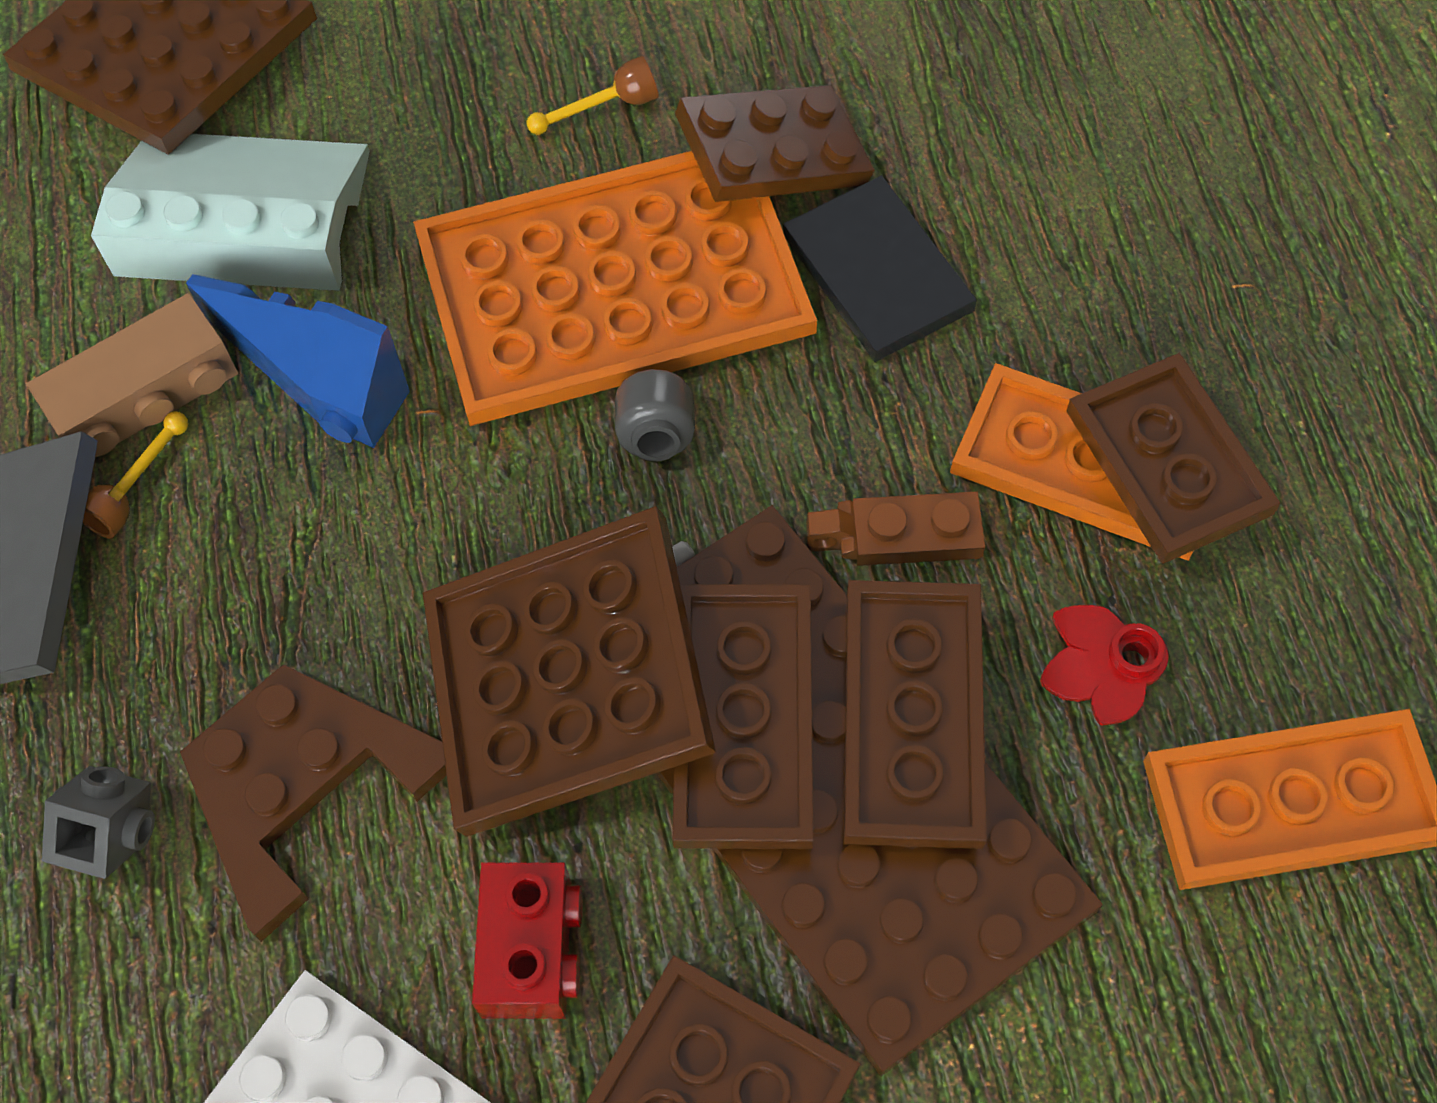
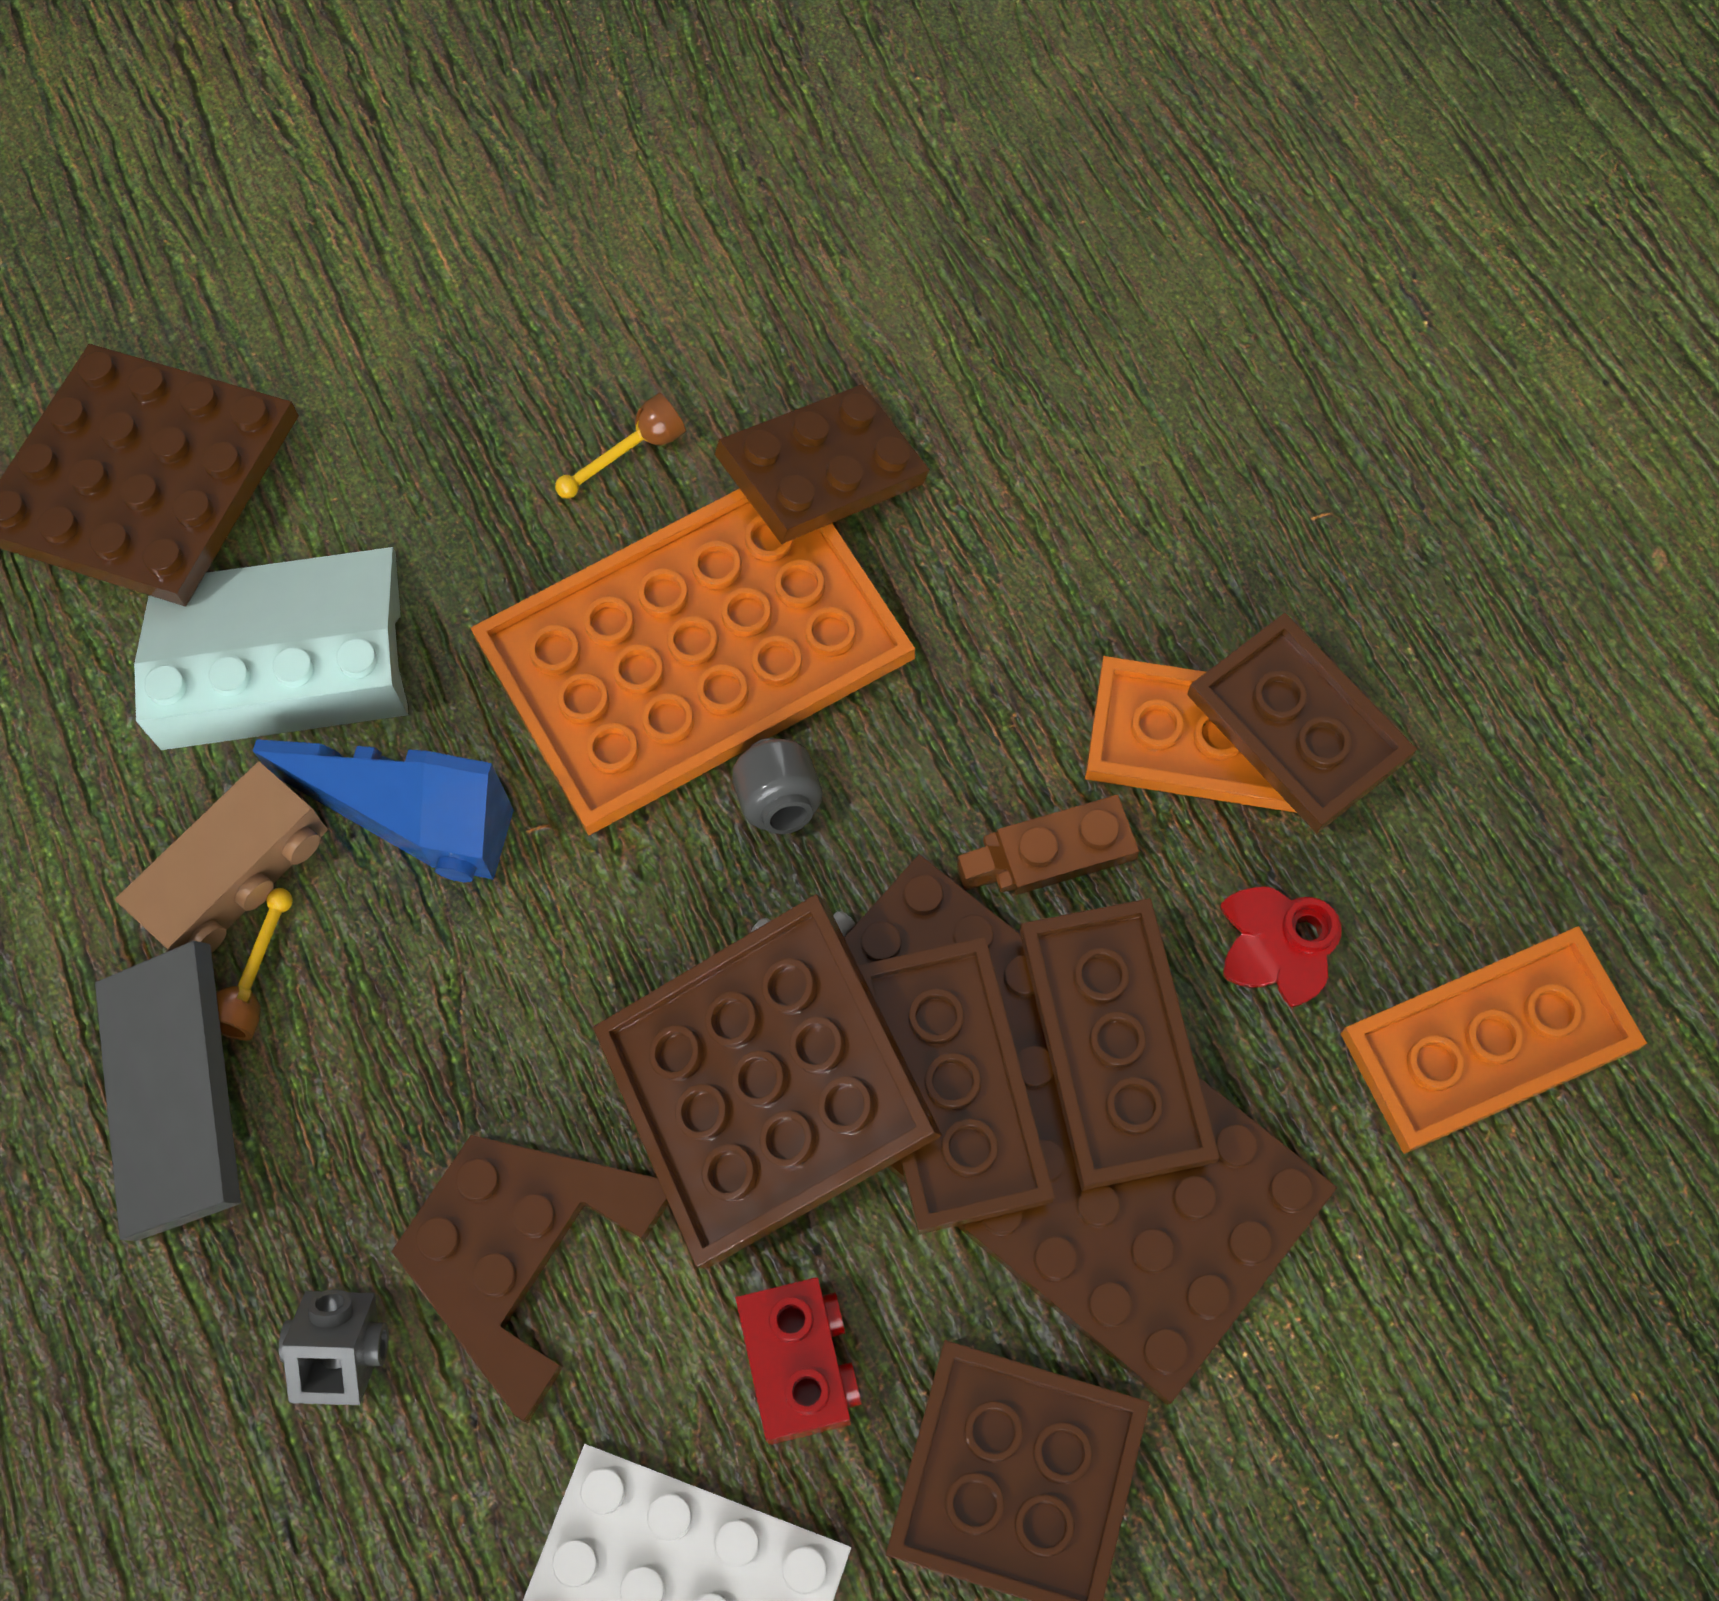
camera: 15 degrees left, 5 degrees up
(879, 268) = (959, 574): black tile -> none

